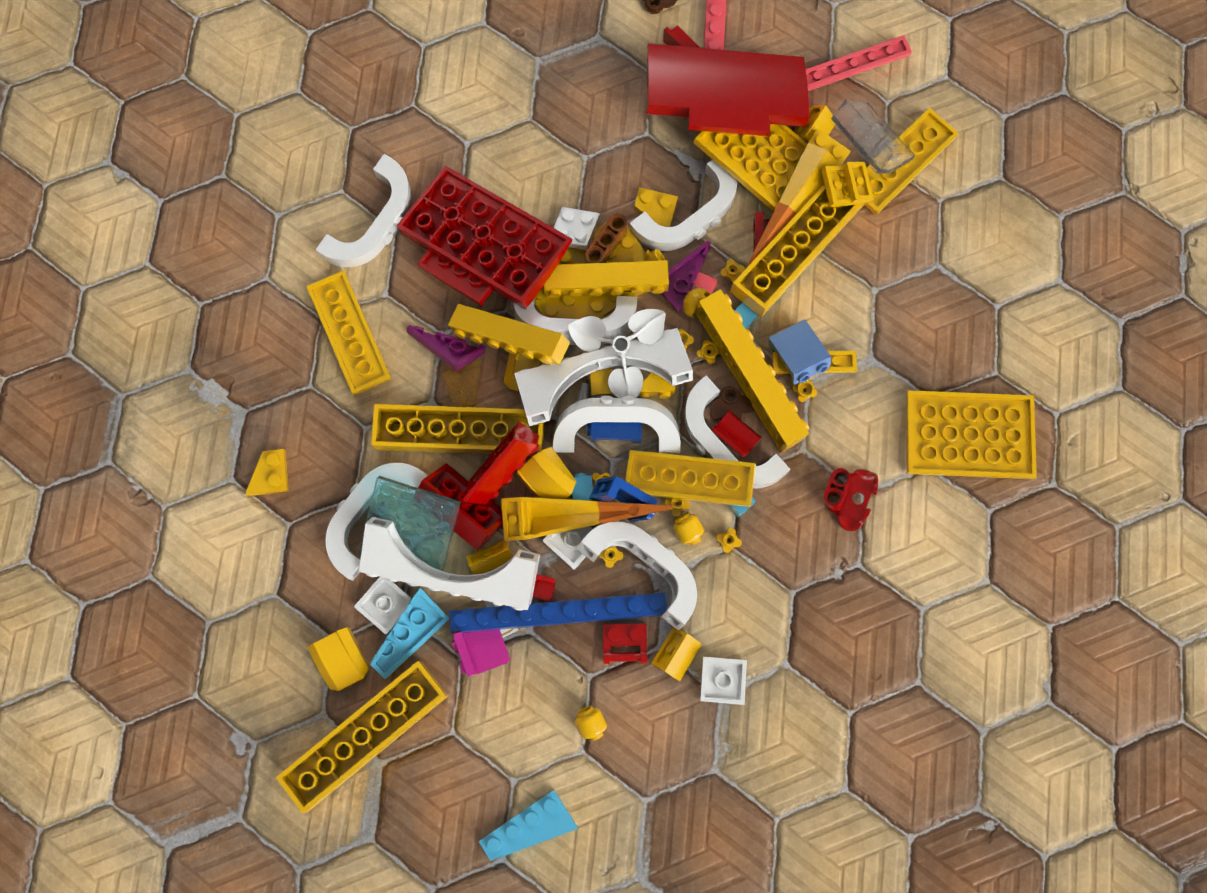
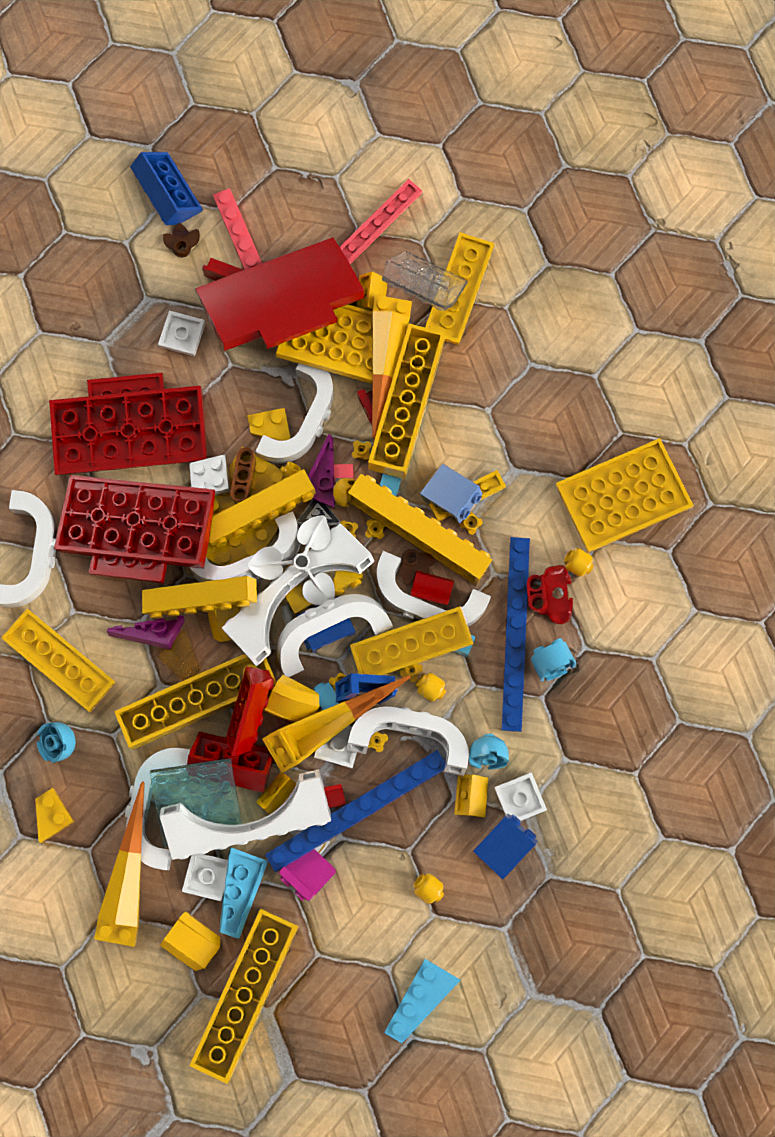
camera: 25 degrees left, 0 degrees up
(289, 592) = (120, 907): none -> yellow plate
(307, 407) = (56, 741): none -> medium azure cylinder
(522, 145) = (128, 425): none -> red slope
(614, 83) = (181, 333): none -> white plate
(624, 635) = (422, 802): red plate -> none
(662, 304) = (318, 509): none -> black piece
(686, 719) = (506, 845): none -> blue panel
(715, 619) = (489, 751): none -> medium azure cylinder
(727, 546) = (468, 685): yellow plate -> none
(796, 519) = (515, 635): none -> blue plate
(821, 561) = (552, 660): none -> medium azure brick
(847, 184) = (423, 332): yellow slope -> none
(893, 478) = (578, 562): none -> yellow head

